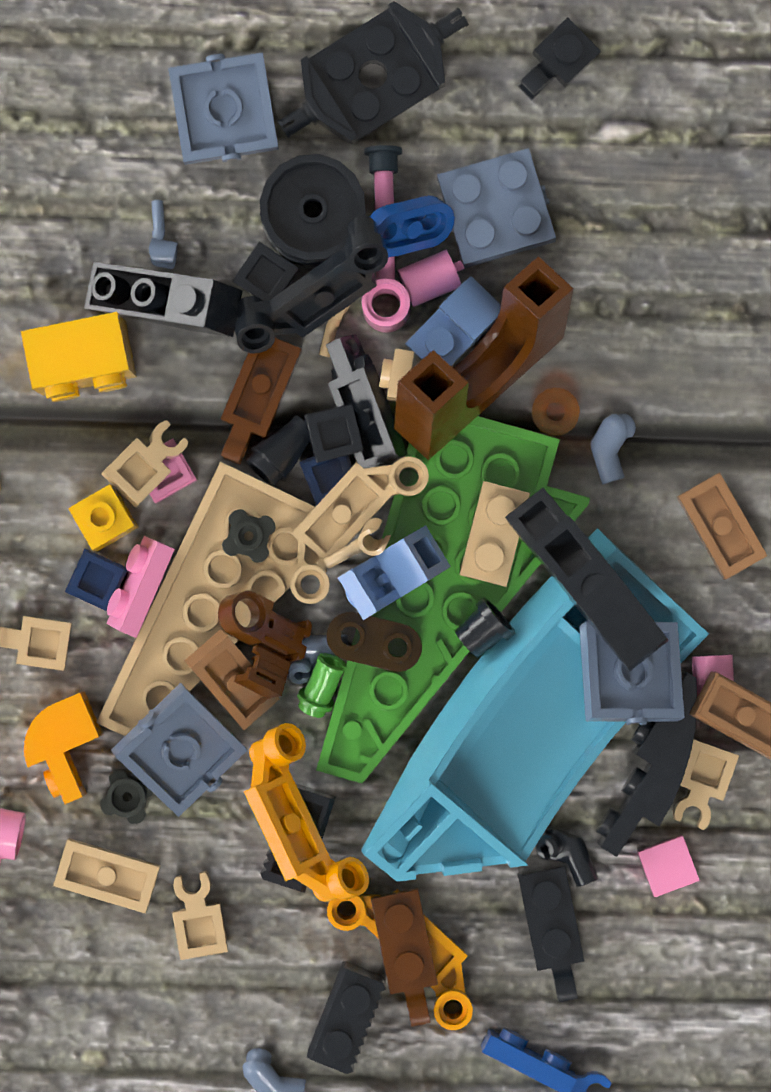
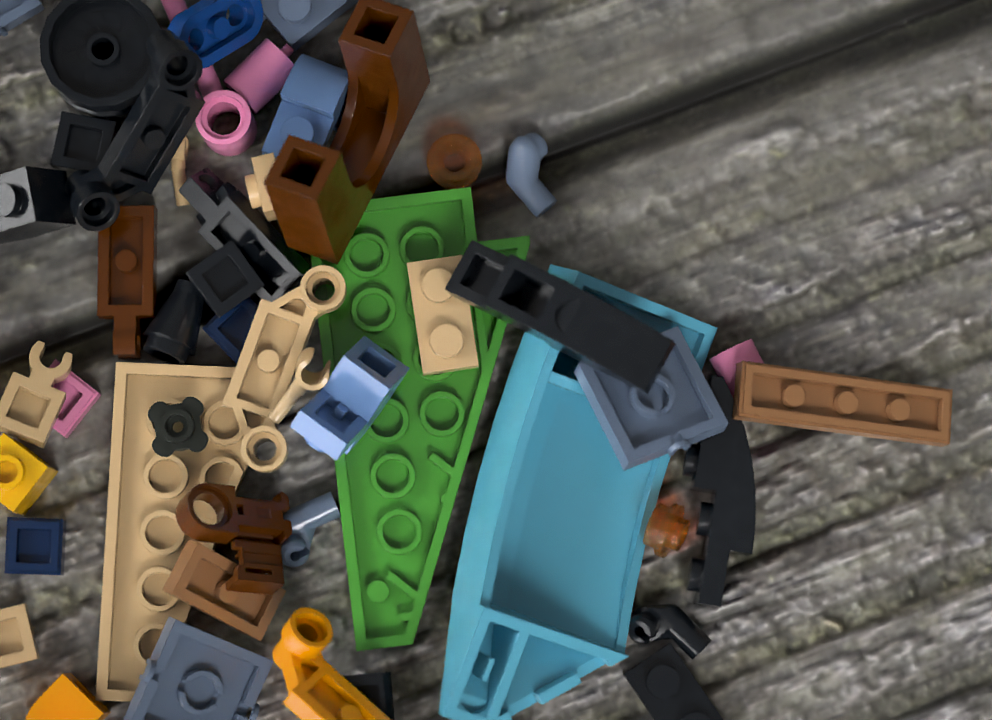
camera: 25 degrees left, 5 degrees down
(146, 569) = (82, 508): bright pink plate -> none
(317, 695) = (325, 557): bright green pin -> none
(374, 642) = (360, 484): dark brown plate -> none
(484, 628) = (473, 419): black piece -> none
(600, 777) = (666, 529): none -> clear orange plate
(668, 865) = (780, 595): bright pink tile -> none
(705, 777) = (779, 481): tan plate -> none
(721, 526) = (682, 208): medium nougat plate -> none

